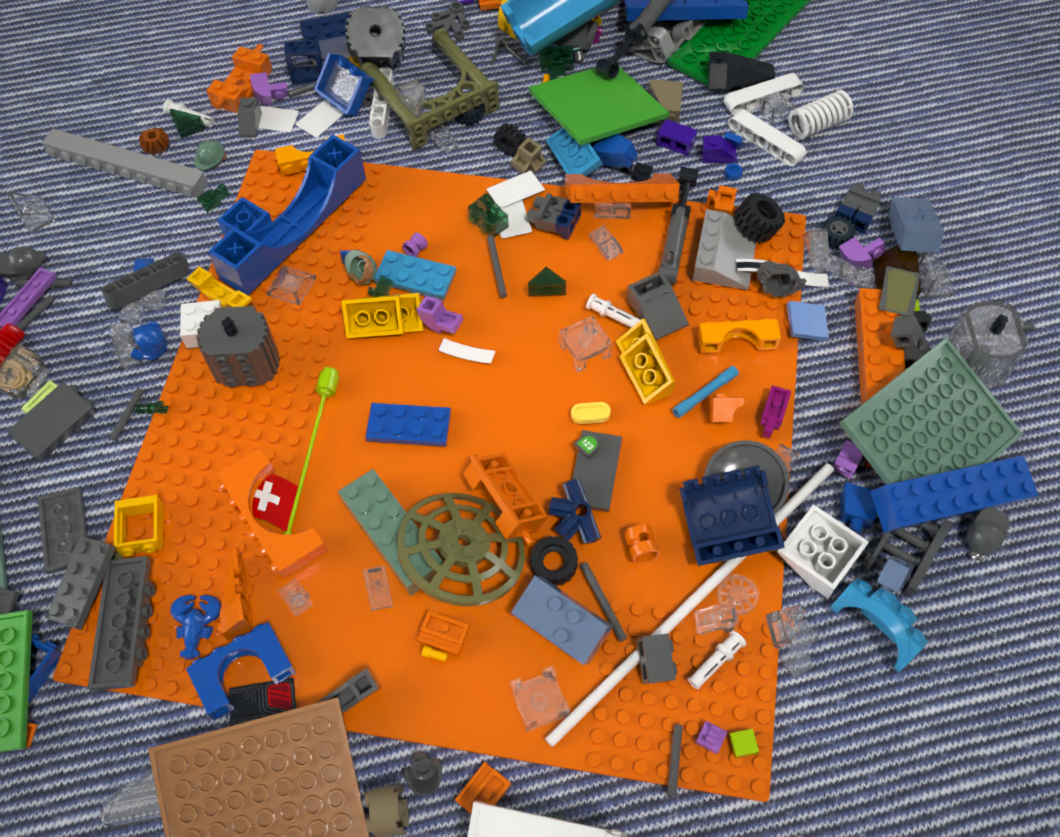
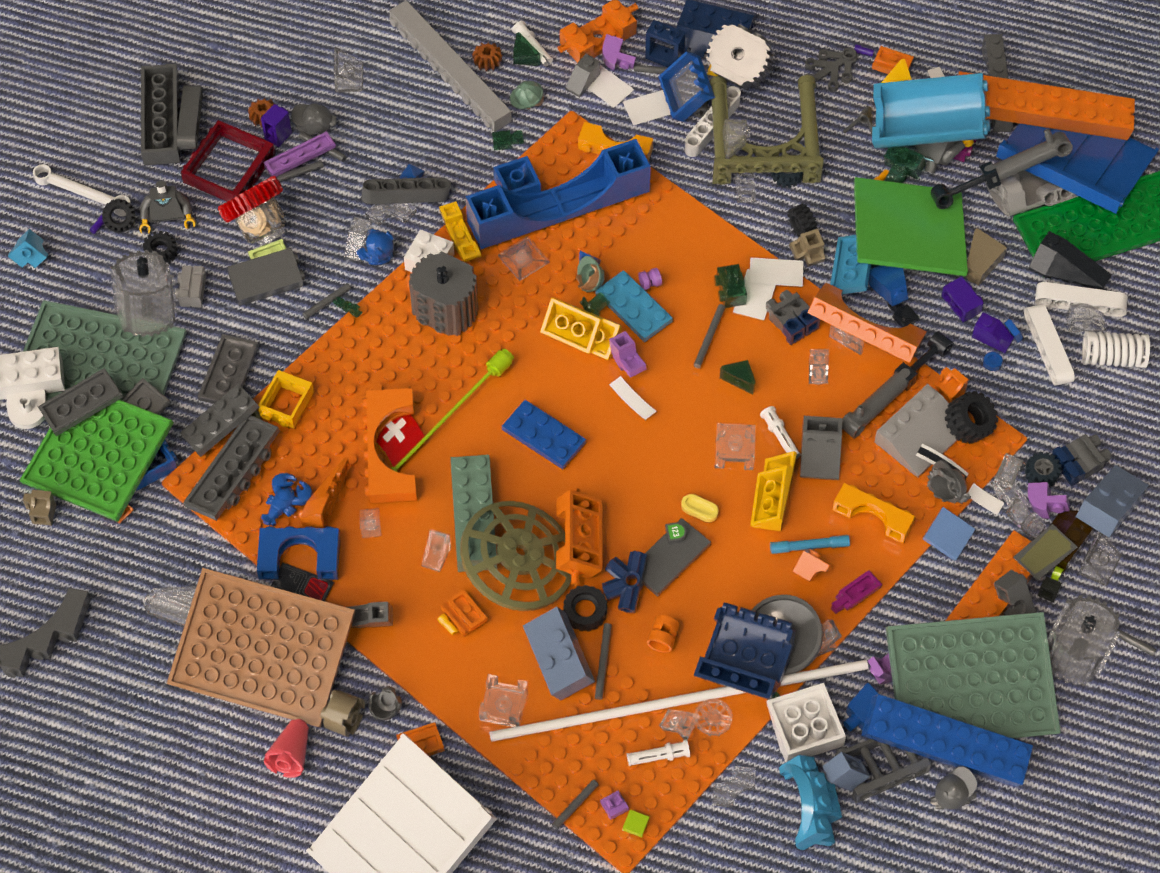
camera: 30 degrees right, 0 degrees up
(656, 659) = (610, 724): dark grey brick -> none
(784, 625) = (729, 760): clear slope -> none

